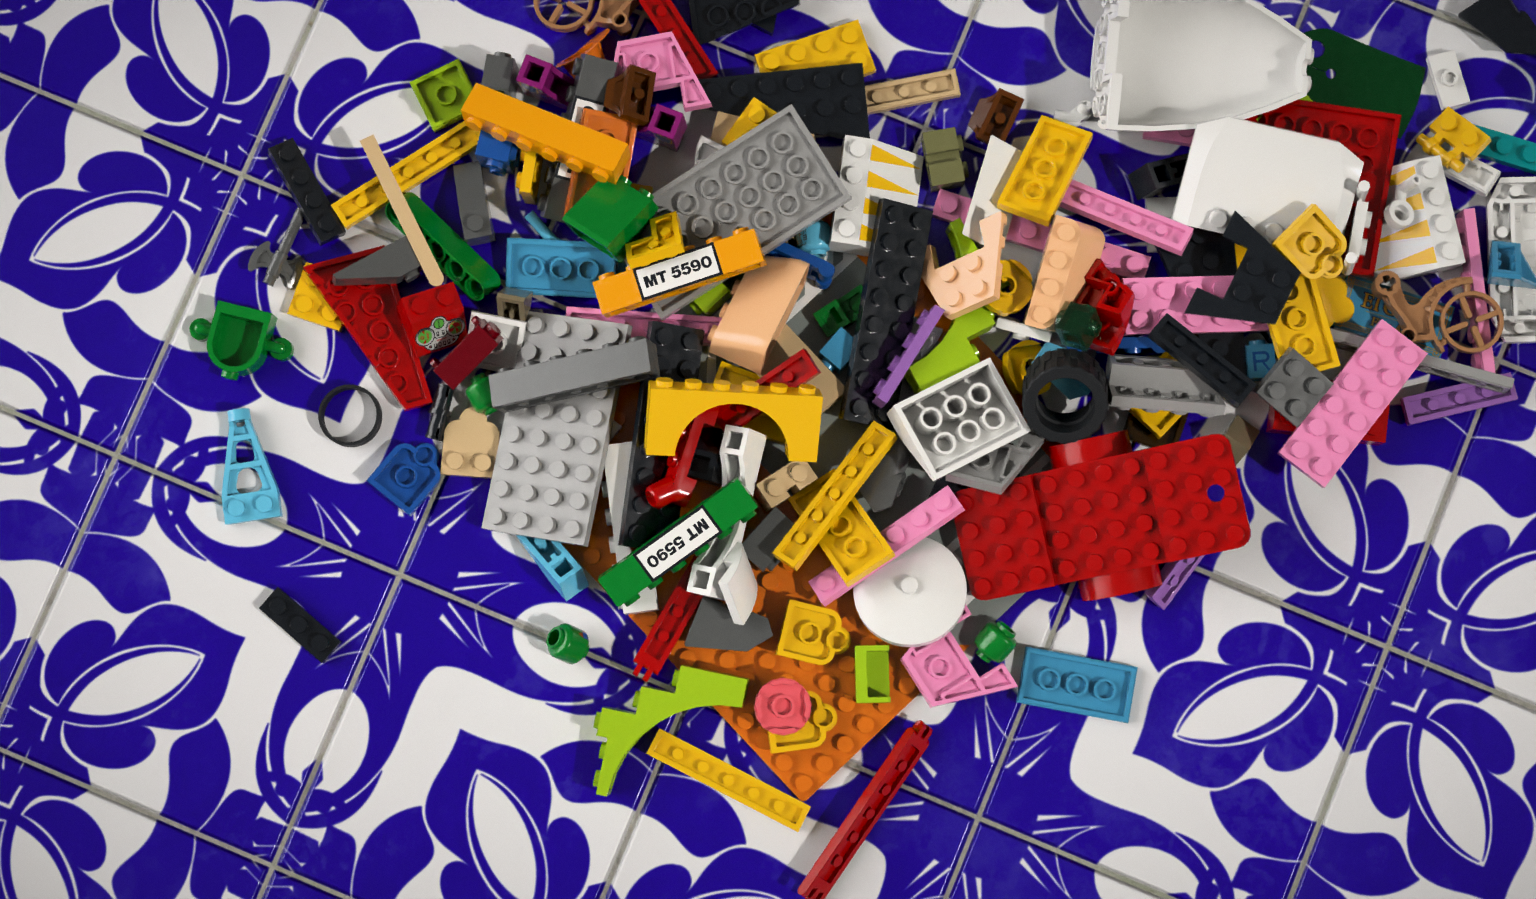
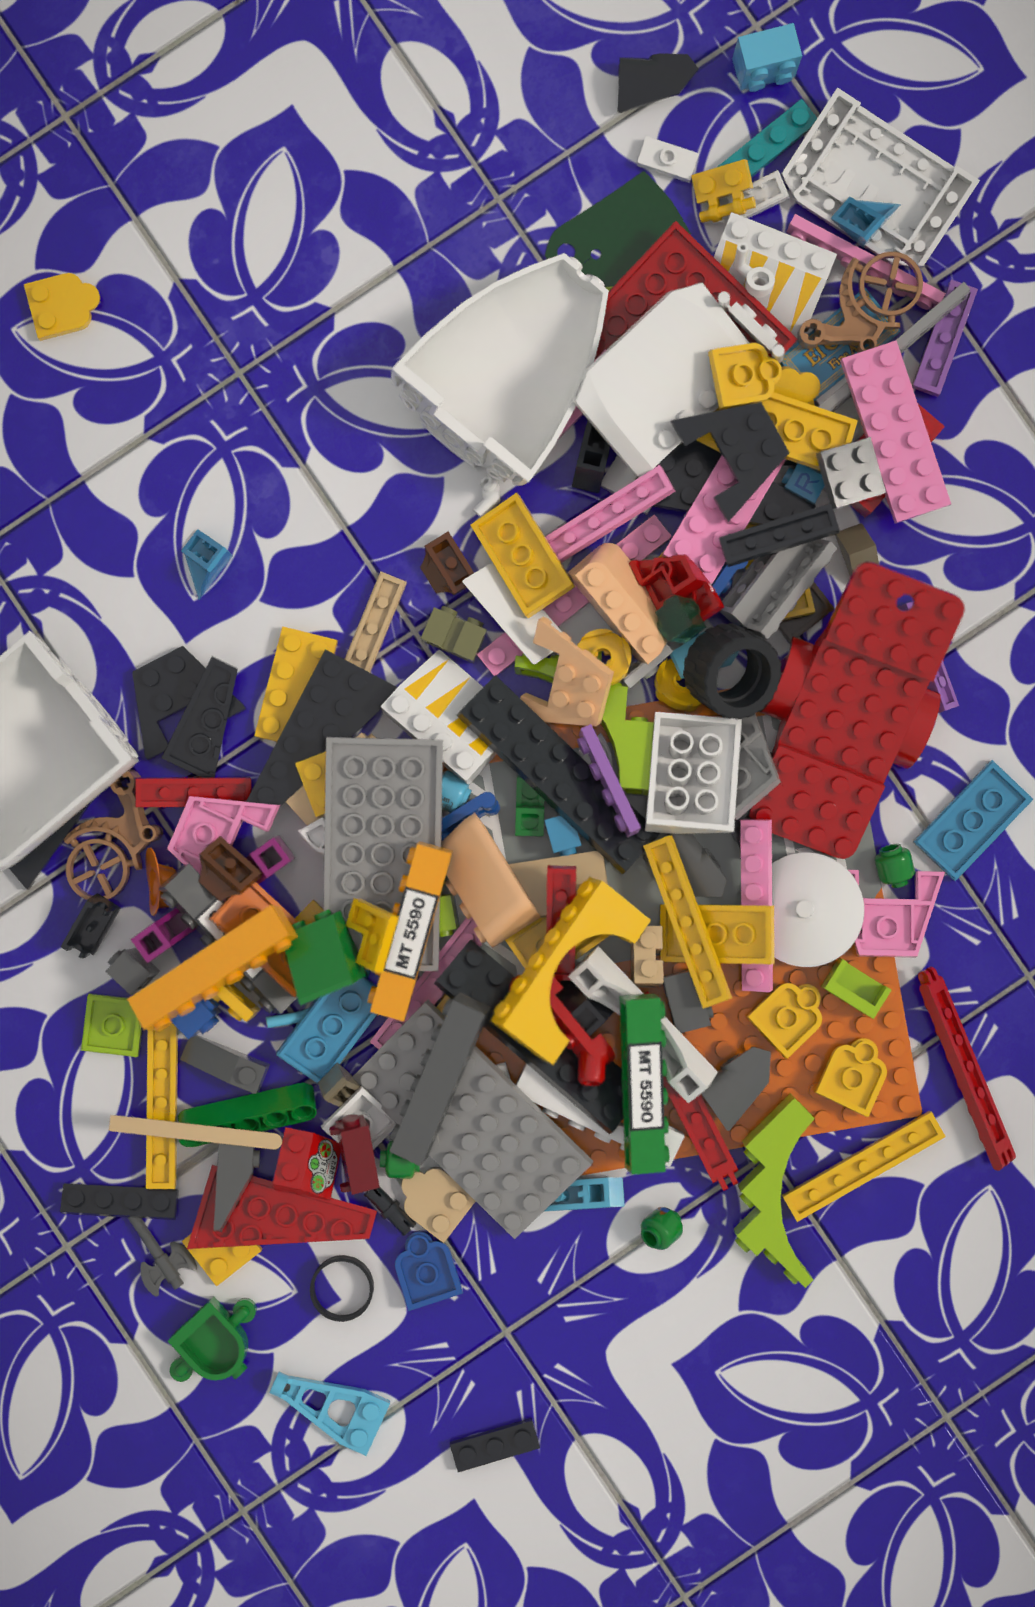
camera: 60 degrees left, 5 degrees up
(515, 24) = (91, 925): none -> black hinge
(738, 584) = (712, 1054): white slope -> none
(782, 706) = (835, 1082): coral tile -> none

